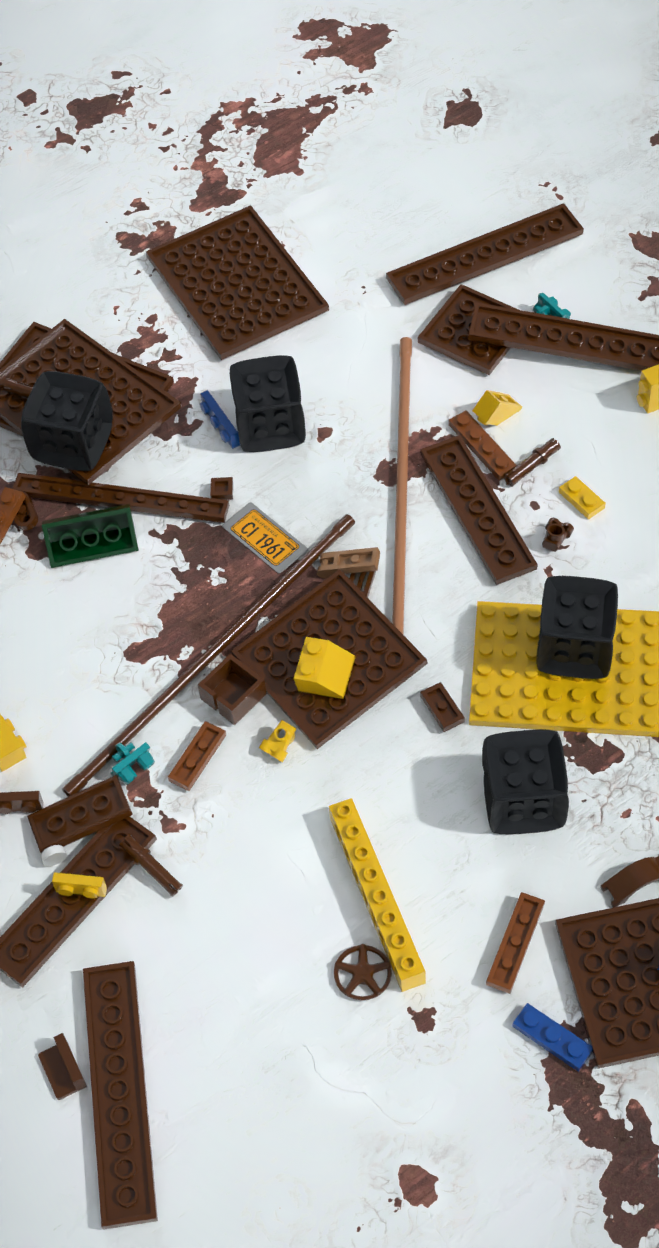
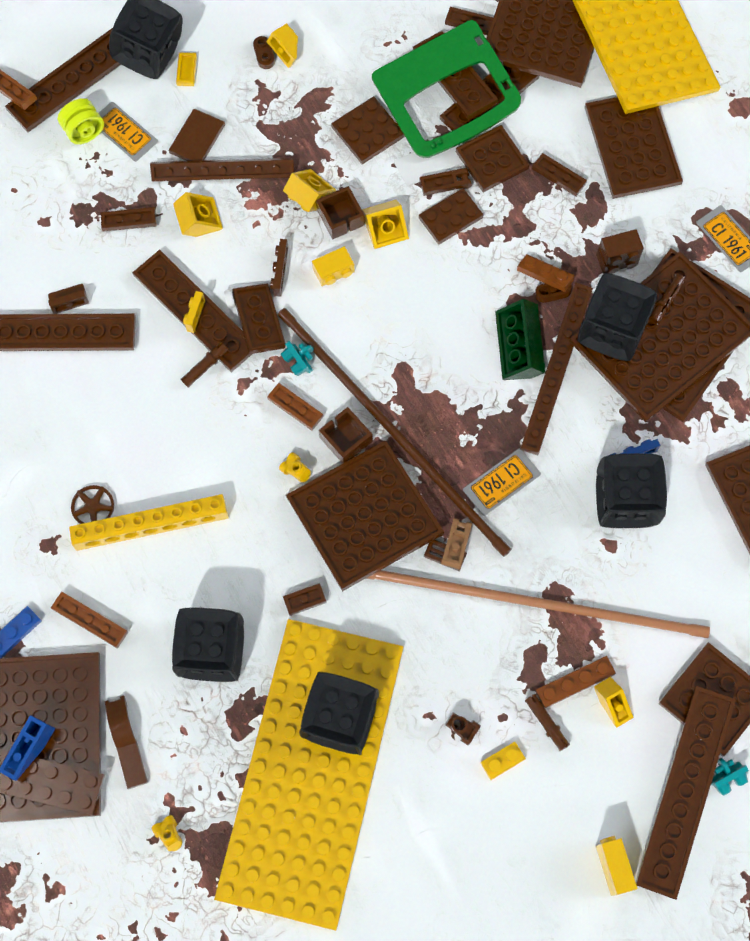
camera: 95 degrees right, 15 degrees up
(222, 488) = (554, 450): reddish brown plate -> none
(323, 668) = (346, 505): yellow slope -> none
(478, 510) = (502, 664): reddish brown plate -> none

